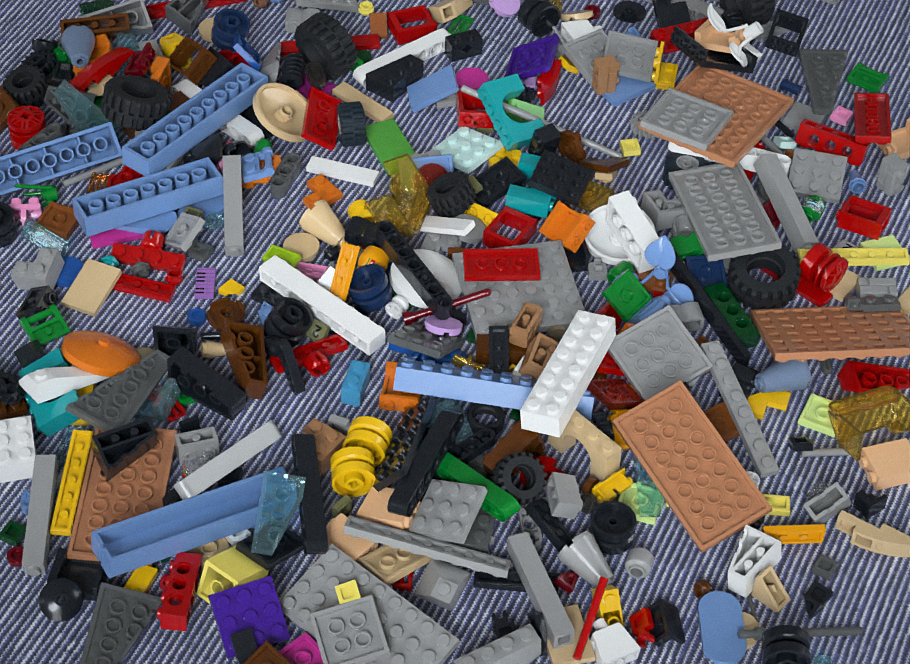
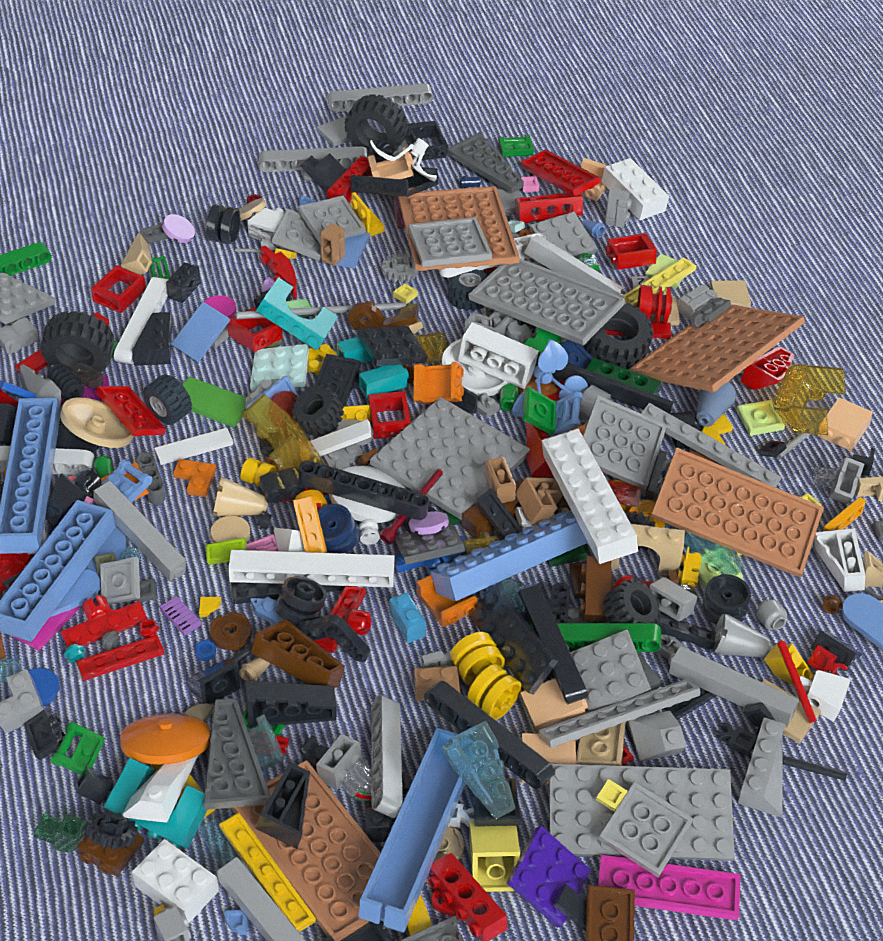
camera: 40 degrees left, 0 degrees up
(91, 287) = (82, 685): tan tile -> none
(318, 330) = (332, 593): olive tile -> none
(342, 506) = (512, 724): olive tile -> none
(365, 8) = (61, 295): light yellow plate -> none
(371, 108) = (140, 378): tan tile -> none
(378, 24) = (88, 303): dark orange slope -> none
(477, 409) = (545, 569): black tyre -> none
(501, 264) = (424, 444): red plate -> none
(533, 57) = (256, 263): dark purple plate -> none
(544, 138) = (343, 324): black brick -> none
(557, 332) = (517, 472): dark tan tile -> none
(566, 581) = (737, 664): dark red tile -> none
(629, 11) = (287, 185): black dish -> none

